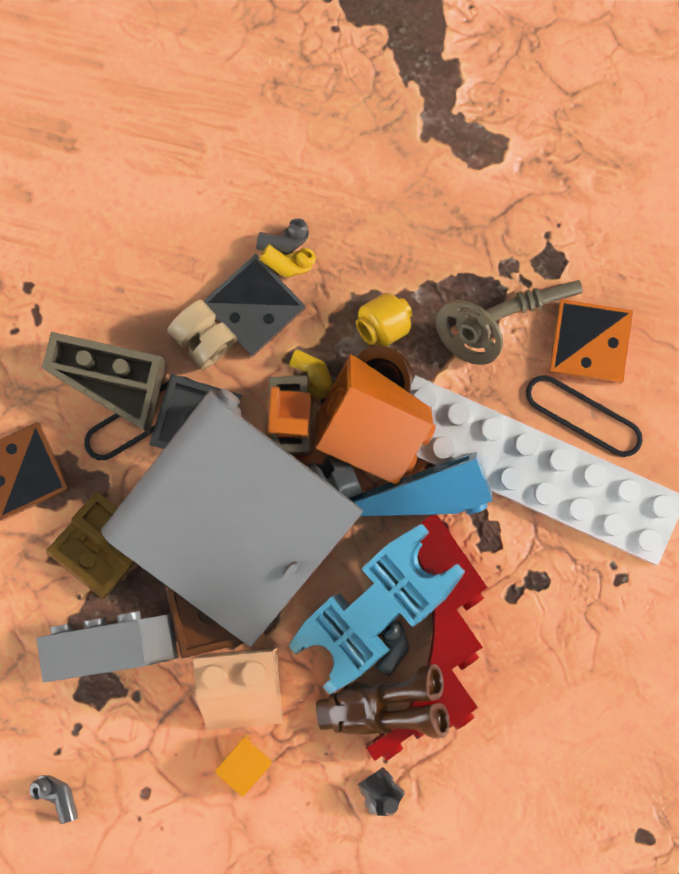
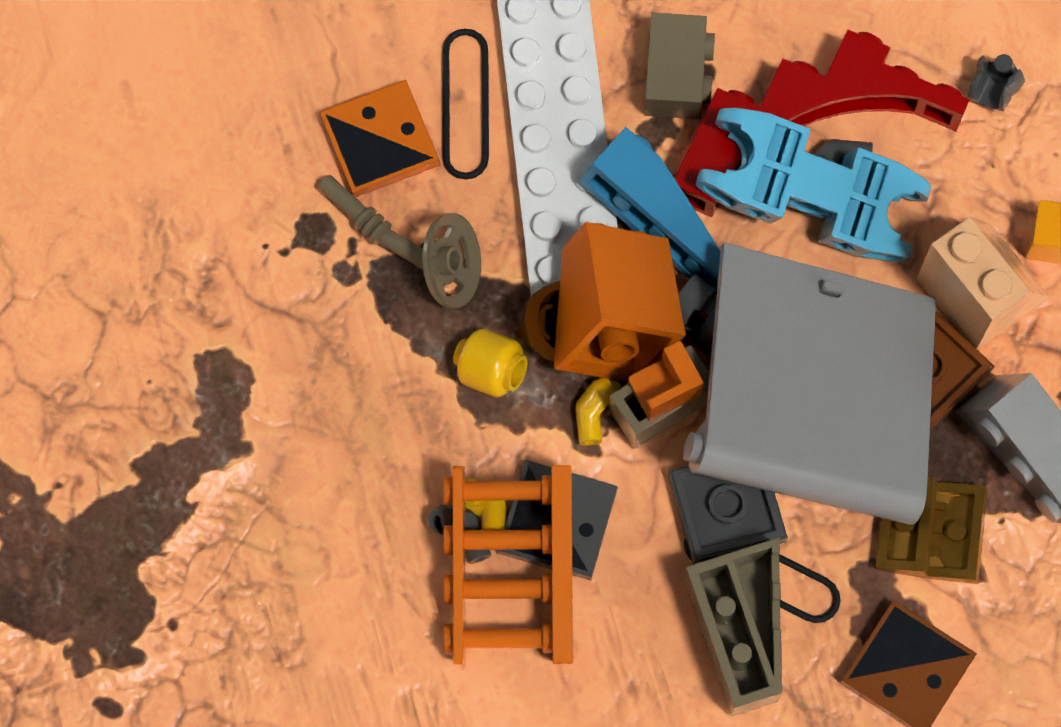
camera: 120 degrees left, 10 degrees down
(200, 332) = (629, 550): tan wheel -> none
(235, 286) = (553, 588): none -> orange fence
(363, 708) = (921, 143): reddish brown piece -> none
(525, 574) = (676, 66): none -> dark tan brick

